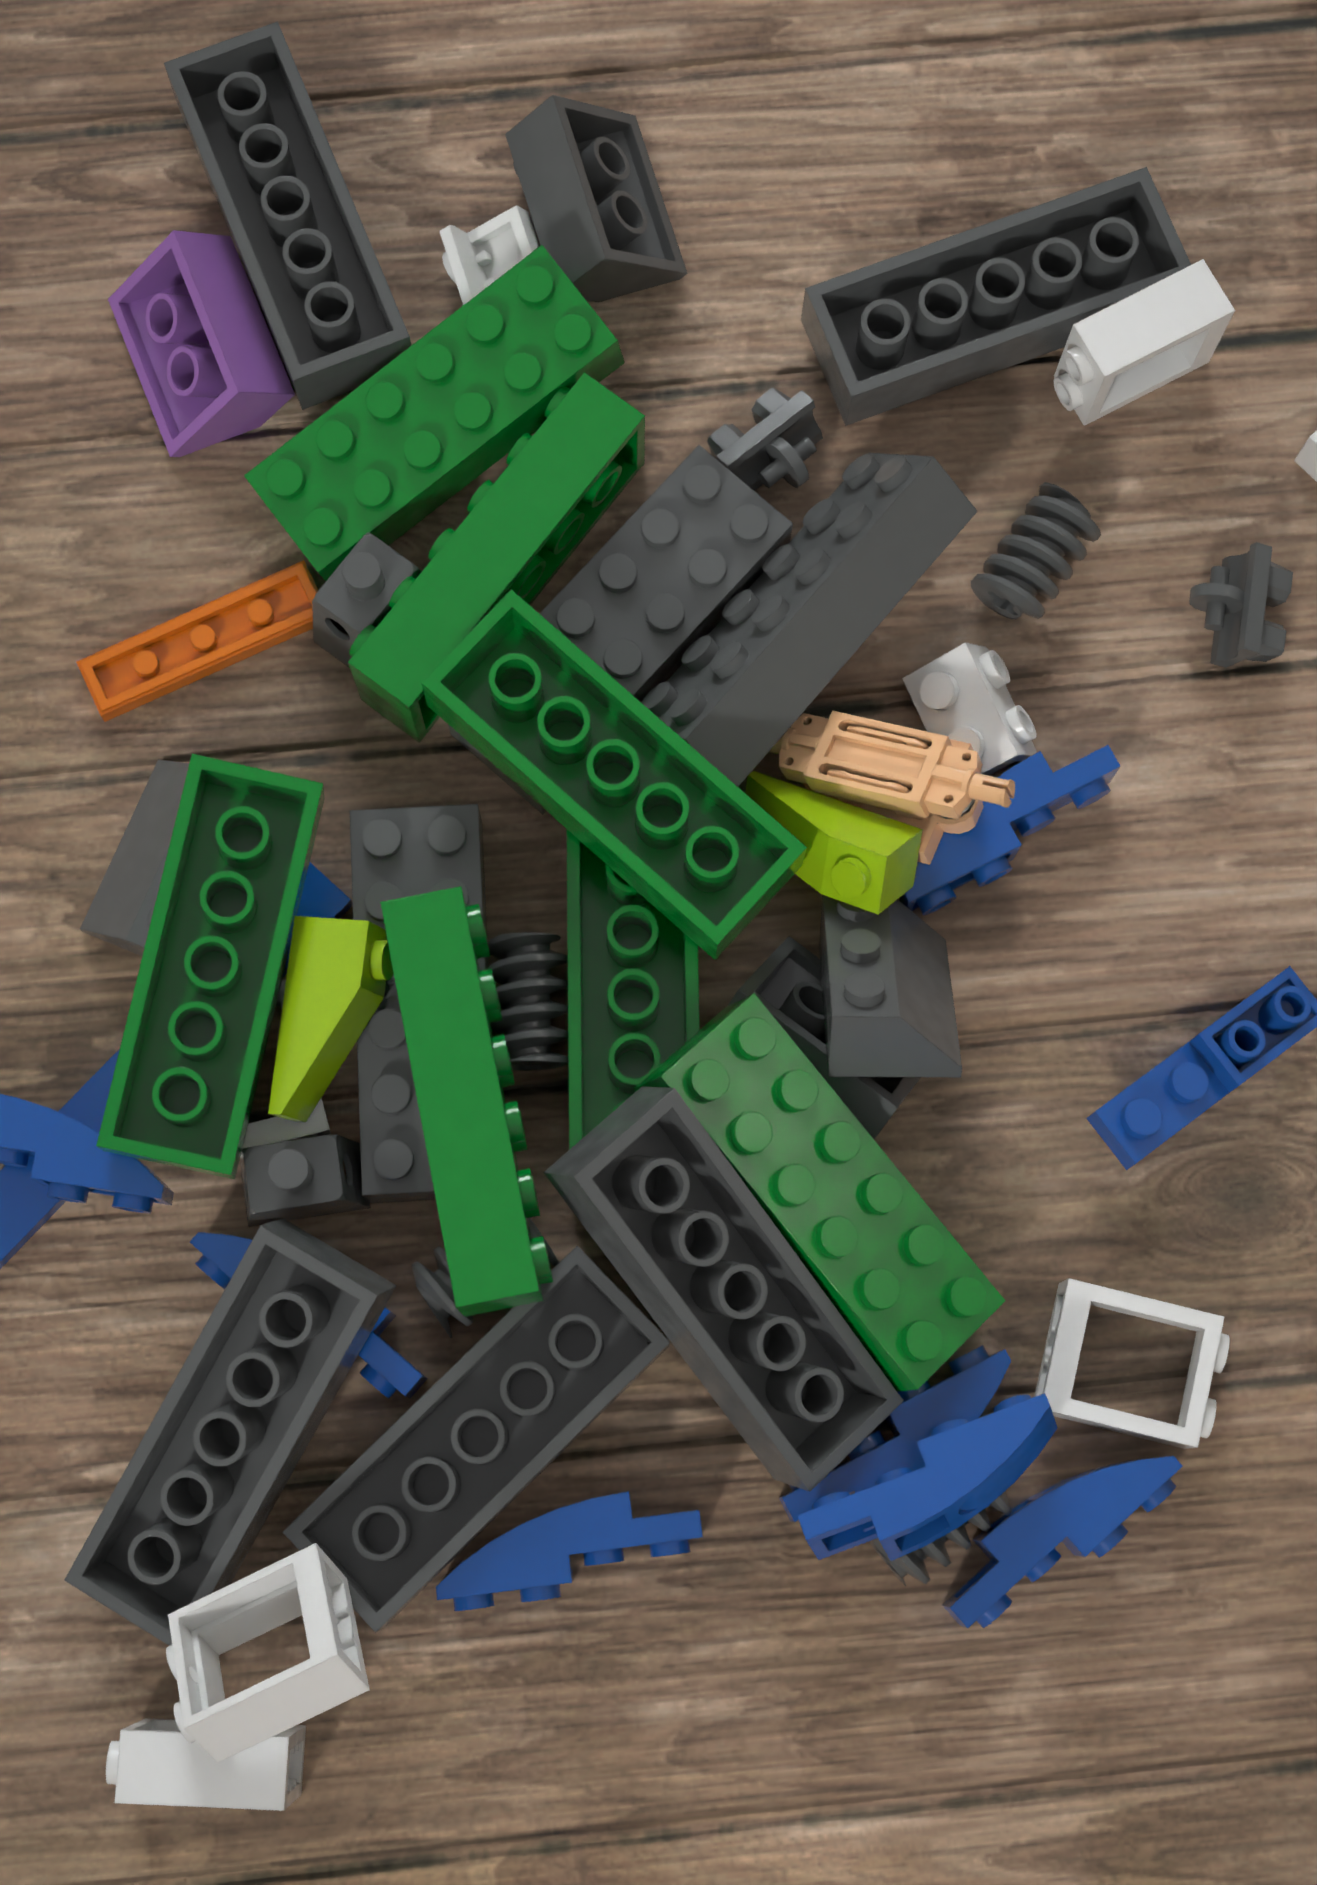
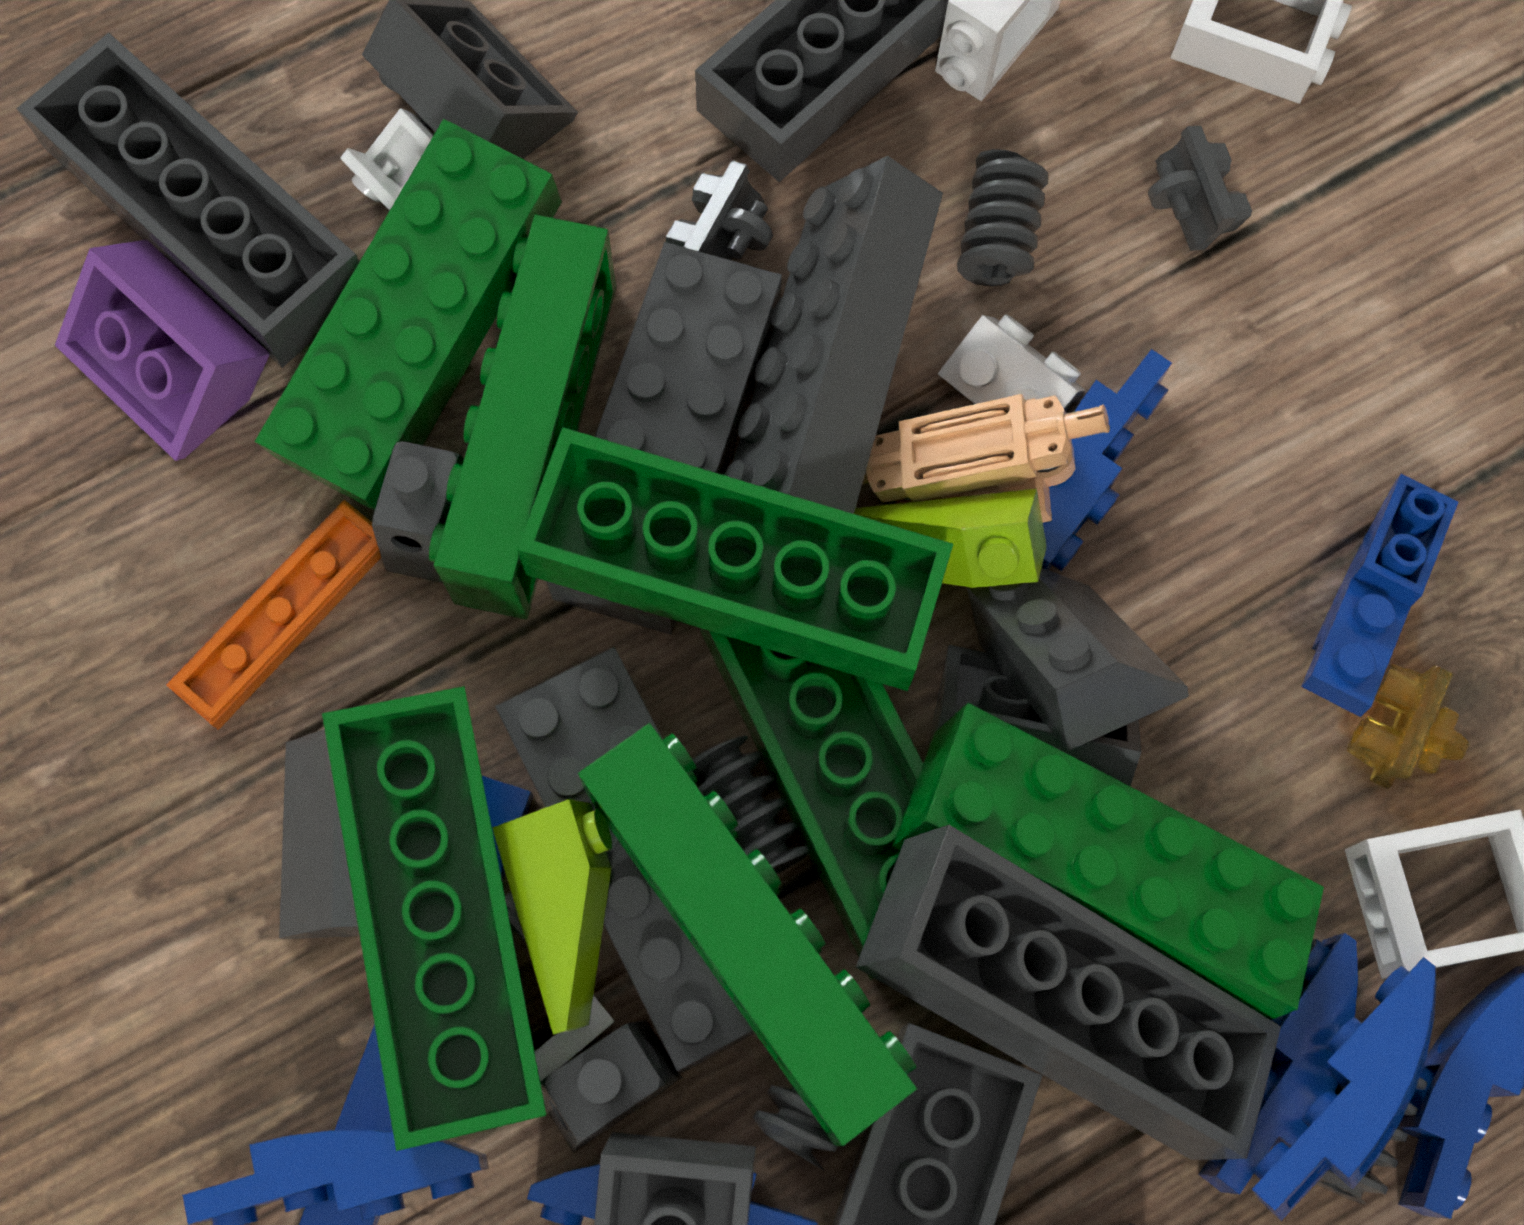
camera: 25 degrees left, 5 degrees down
(1189, 1175) = (1397, 748): none -> clear yellow hips

